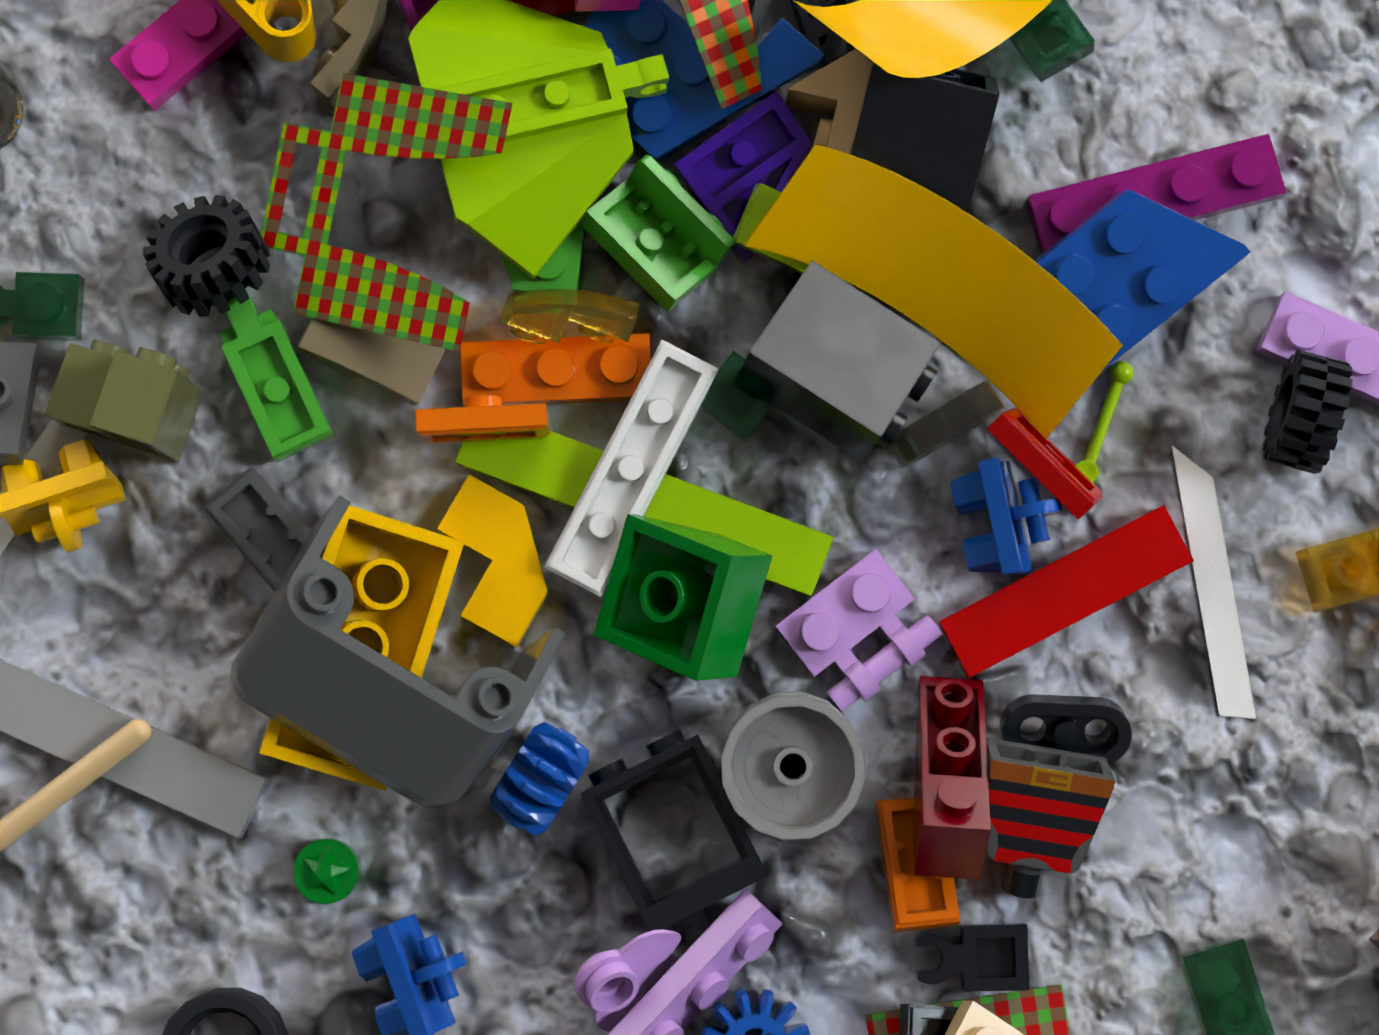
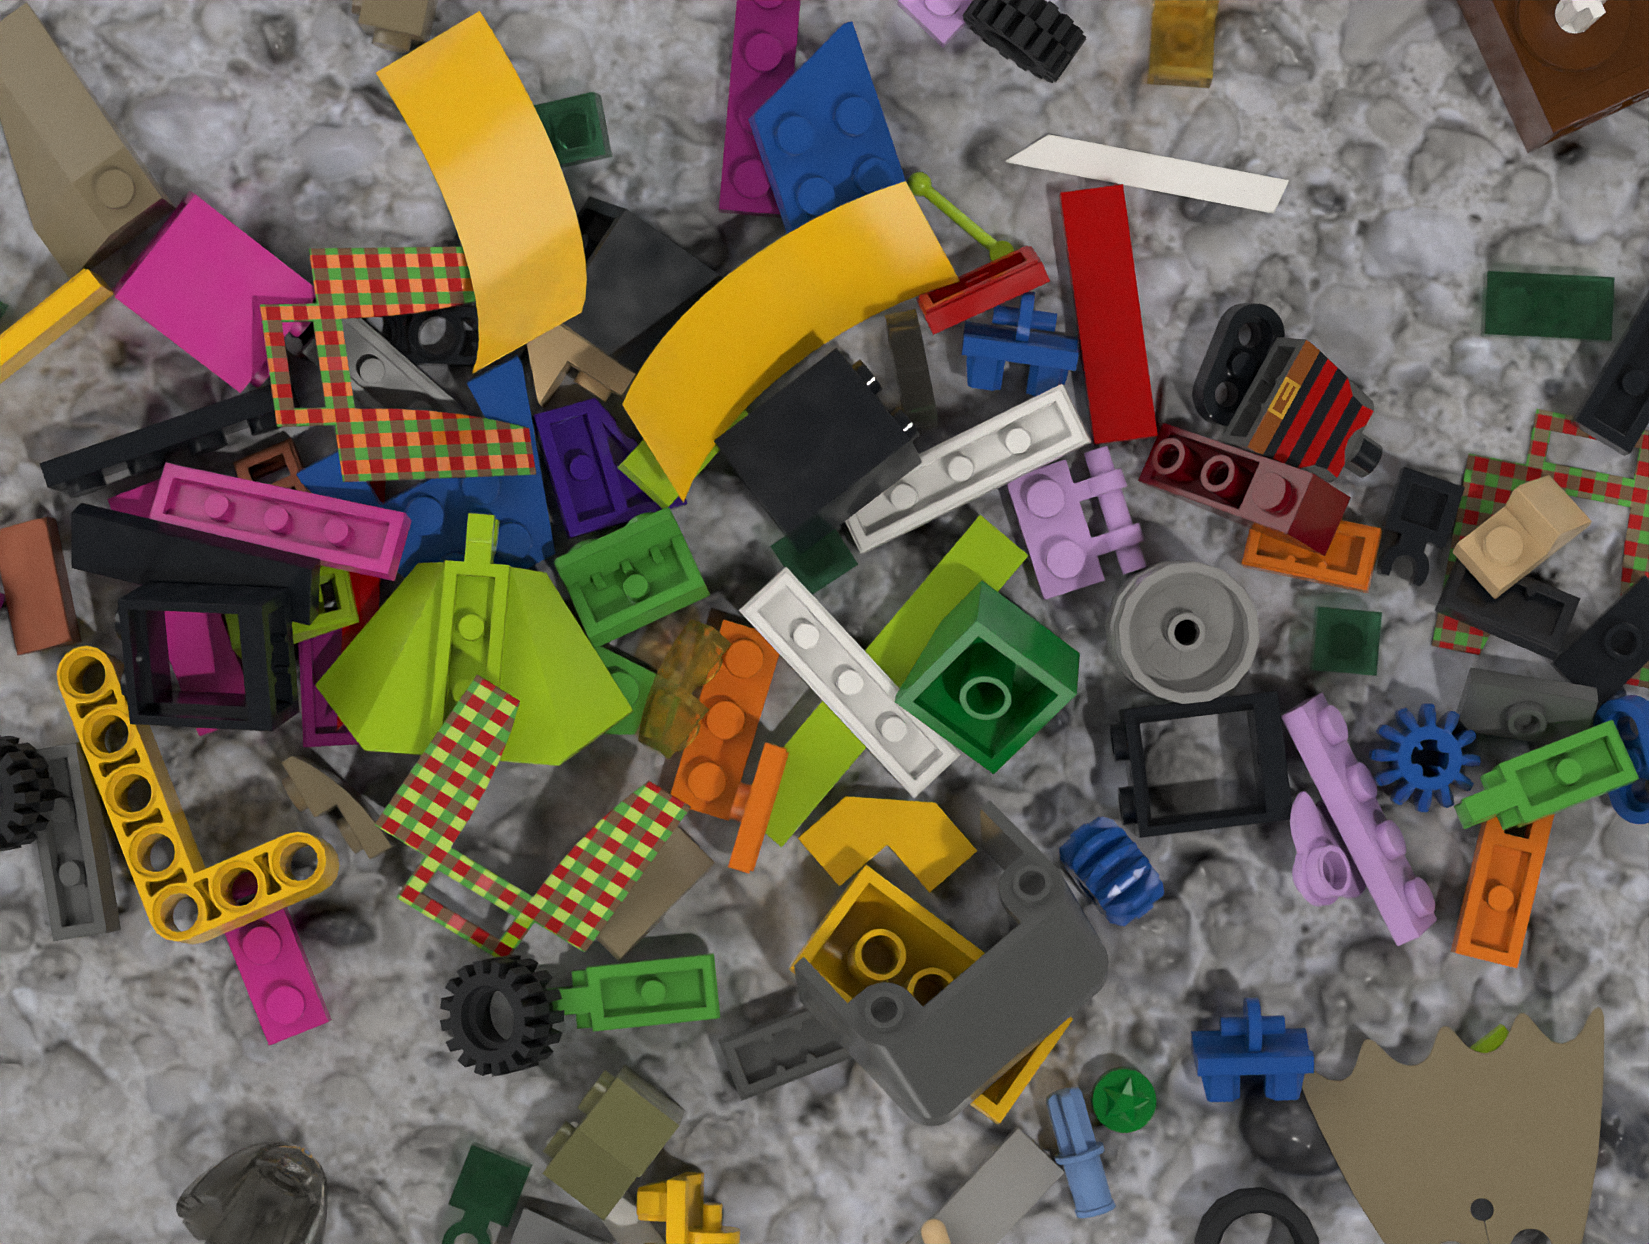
camera: 65 degrees left, 5 degrees up
(261, 846) = (1079, 1152): none -> medium blue axle
(839, 928) = (1345, 641): none -> clear green plate
(876, 512) = (972, 466): none -> white tile

